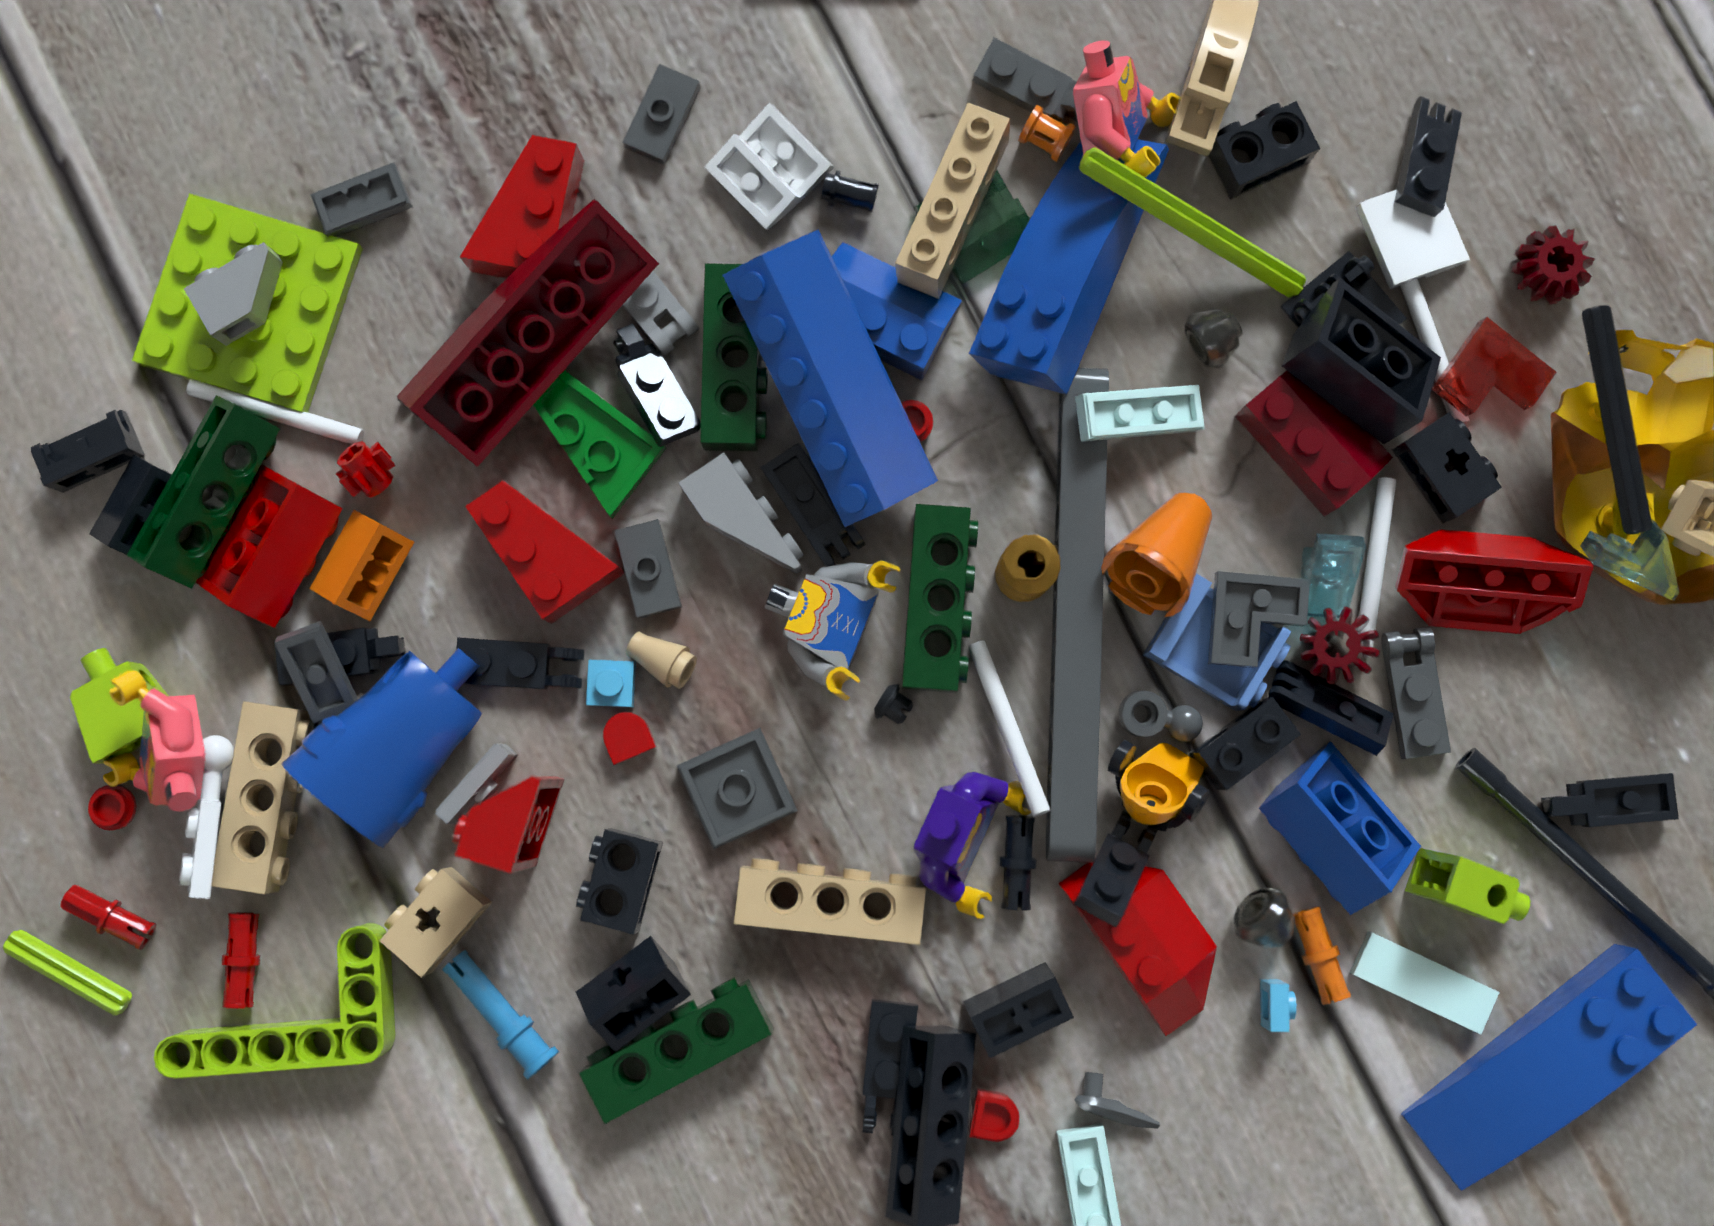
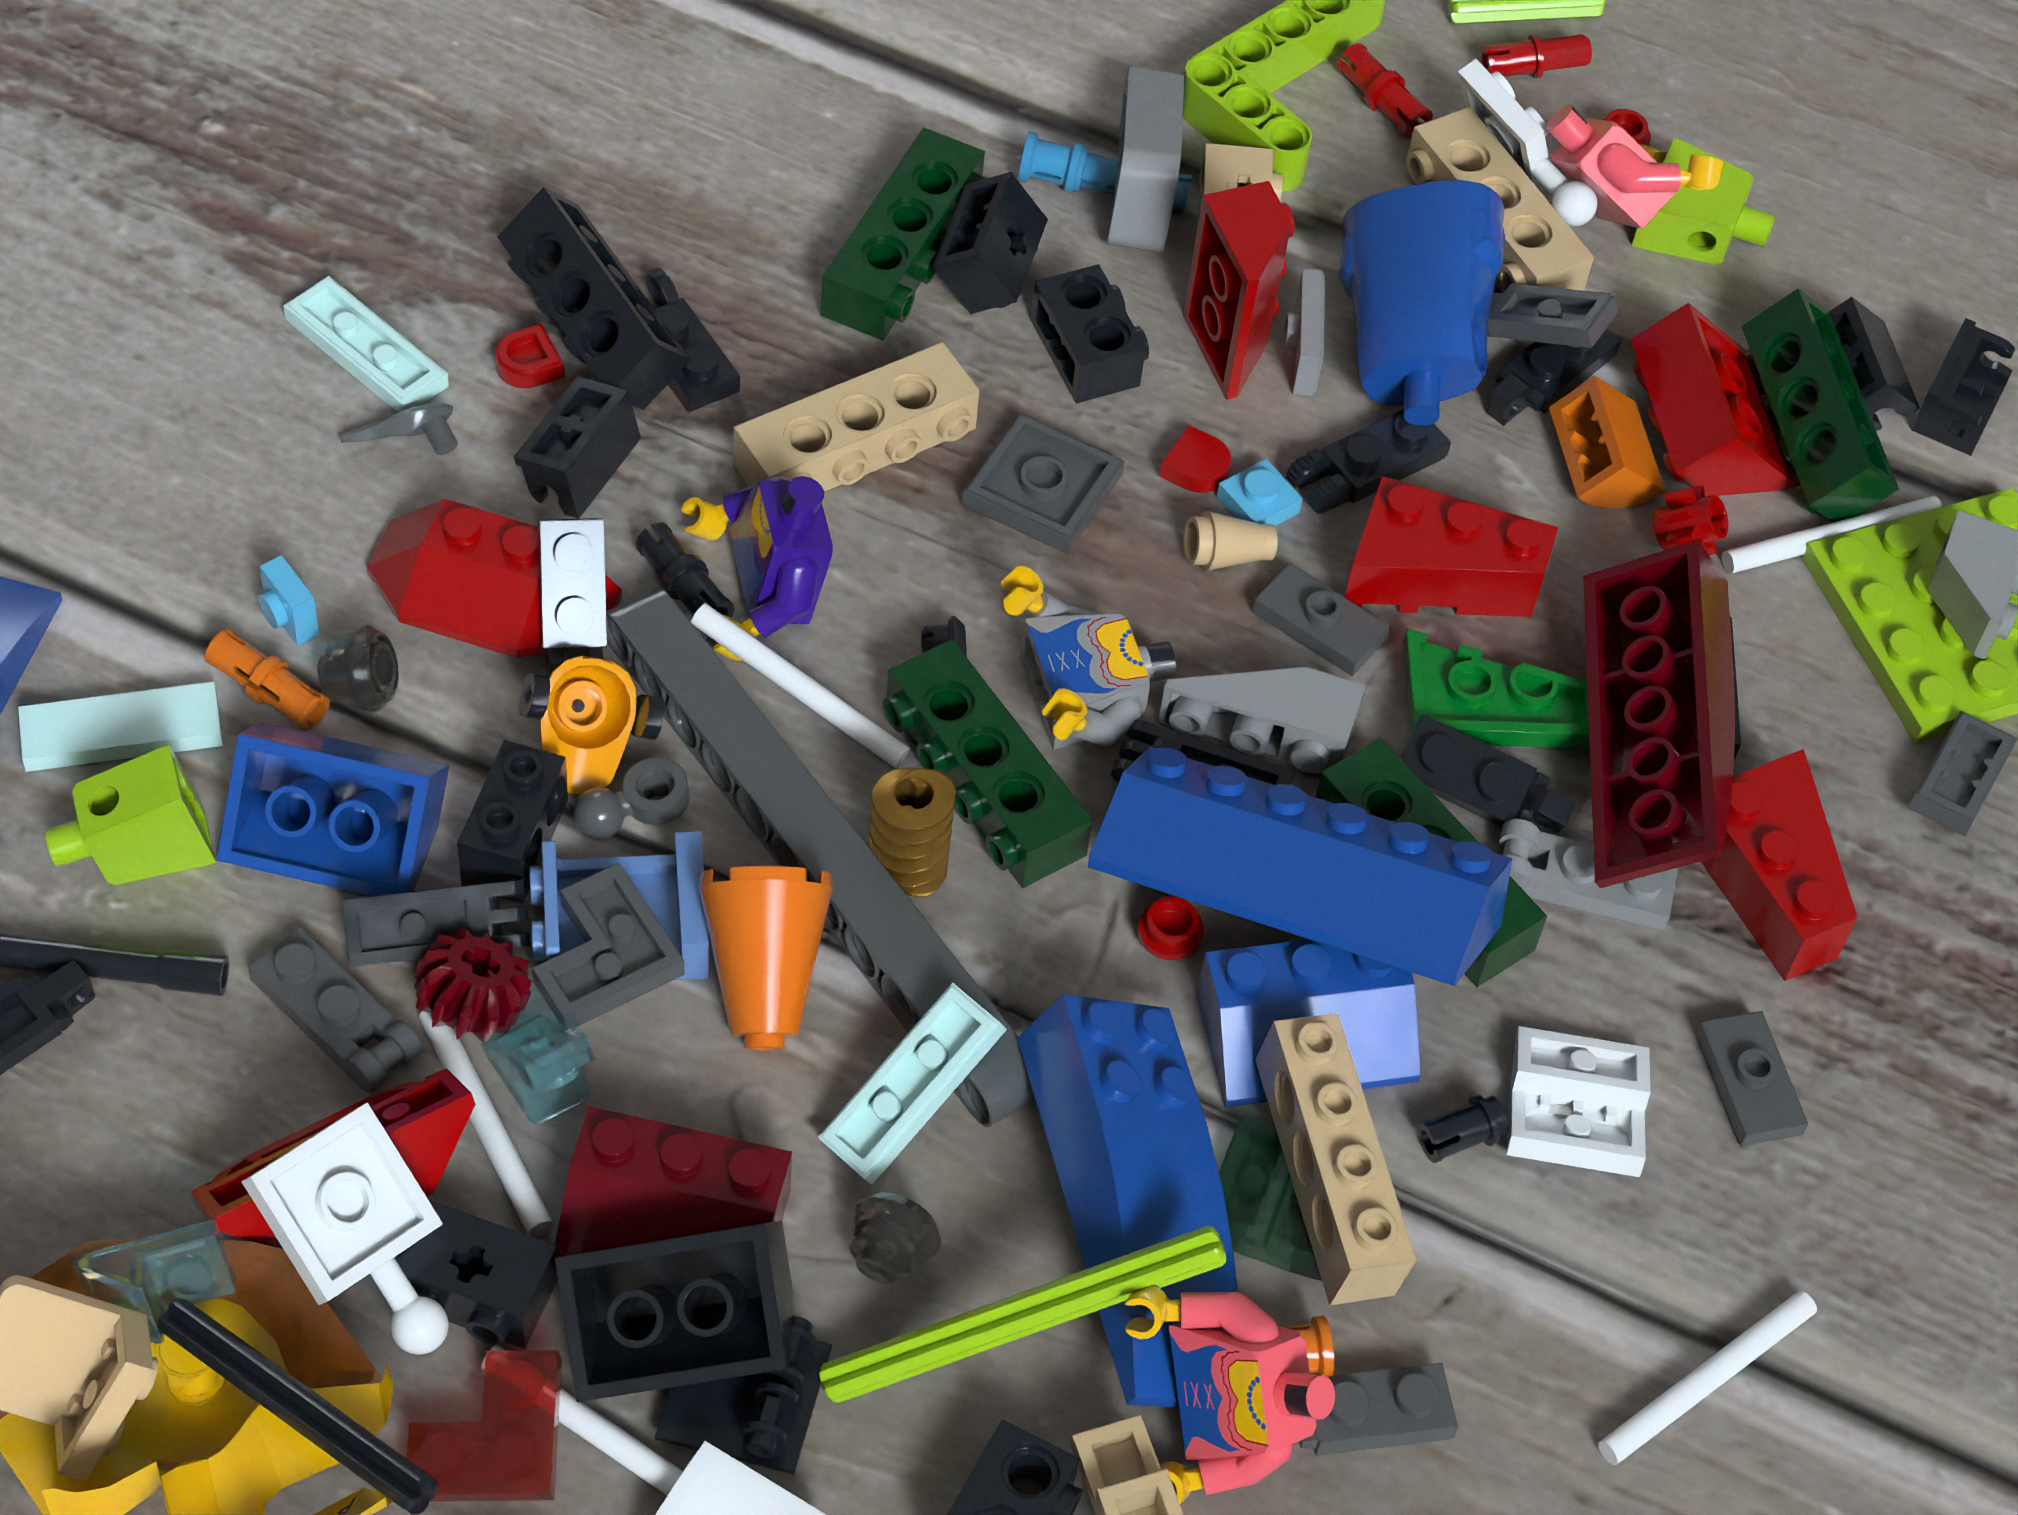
camera: 135 degrees right, 30 degrees down
(459, 1005) = (1147, 159): none -> light grey beam
(1518, 517) = (345, 1212): none -> white plate

